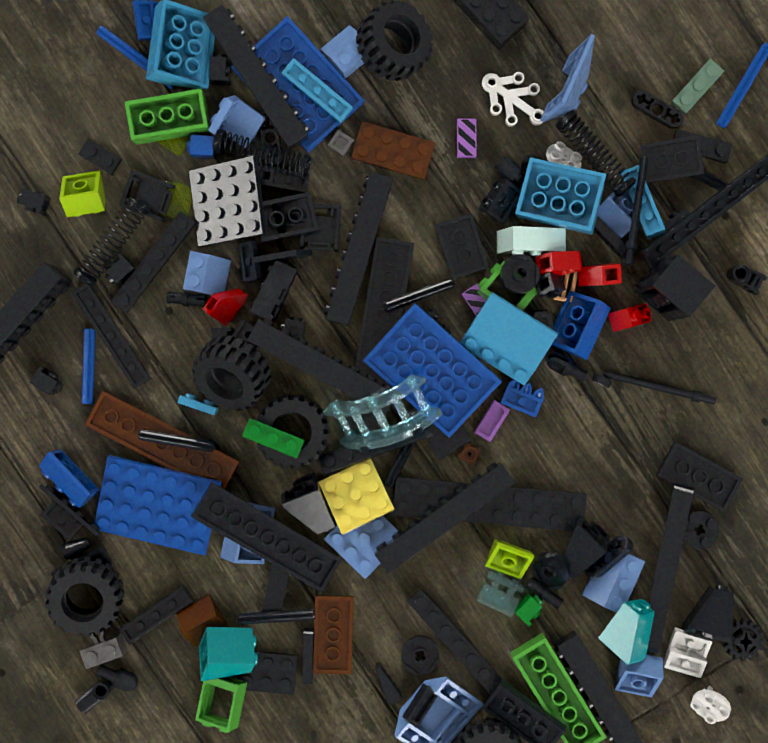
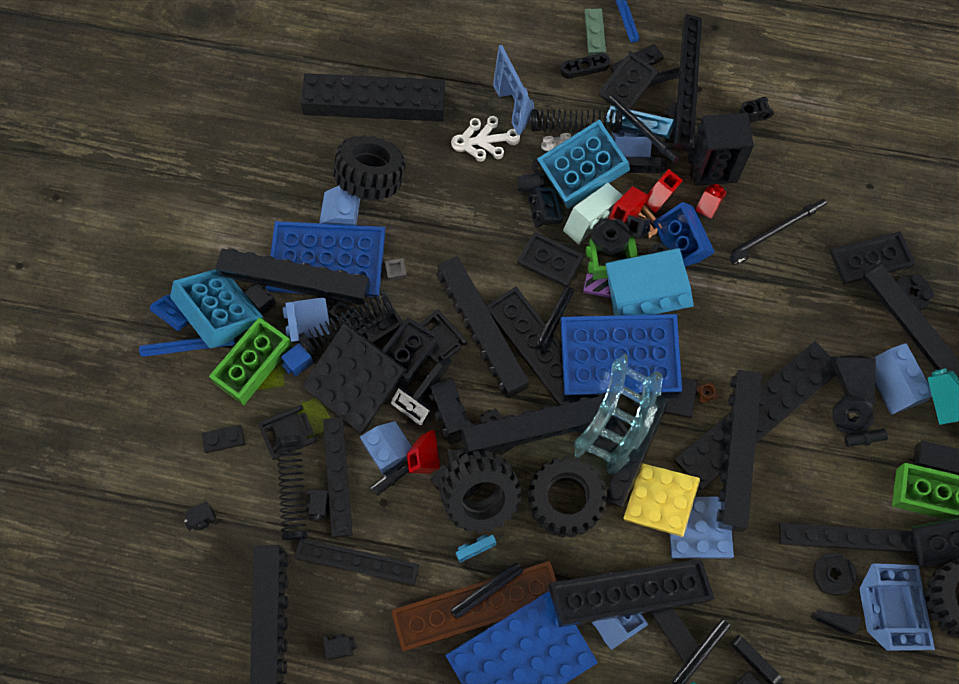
camera: 45 degrees left, 20 degrees down
(82, 194) = (235, 476): lime slope -> none
(88, 366) = (361, 603): blue axle -> none
(273, 438) = (559, 508): green plate -> none
(309, 504) = (635, 537): slope -> none
(317, 90) = (345, 247): dark azure plate -> none
(333, 634) = (757, 624): reddish brown plate -> none
(393, 150) = (437, 243): reddish brown plate -> none
(398, 465) = (666, 448): black axle -> none
(420, 705) = (878, 608): black tile -> none
(466, 138) = (479, 190): medium lavender tile -> none
(491, 420) = (696, 355): medium lavender tile -> none
(498, 599) = (838, 475): clear light blue plate -> none
(509, 558) = (815, 437): lime slope -> none
(522, 399) = (702, 319): blue plate -> none
(529, 608) = (869, 459): green brick -> none
(564, 366) = (705, 270): black arm -> none
(617, 555) = (885, 380): black beam -> none

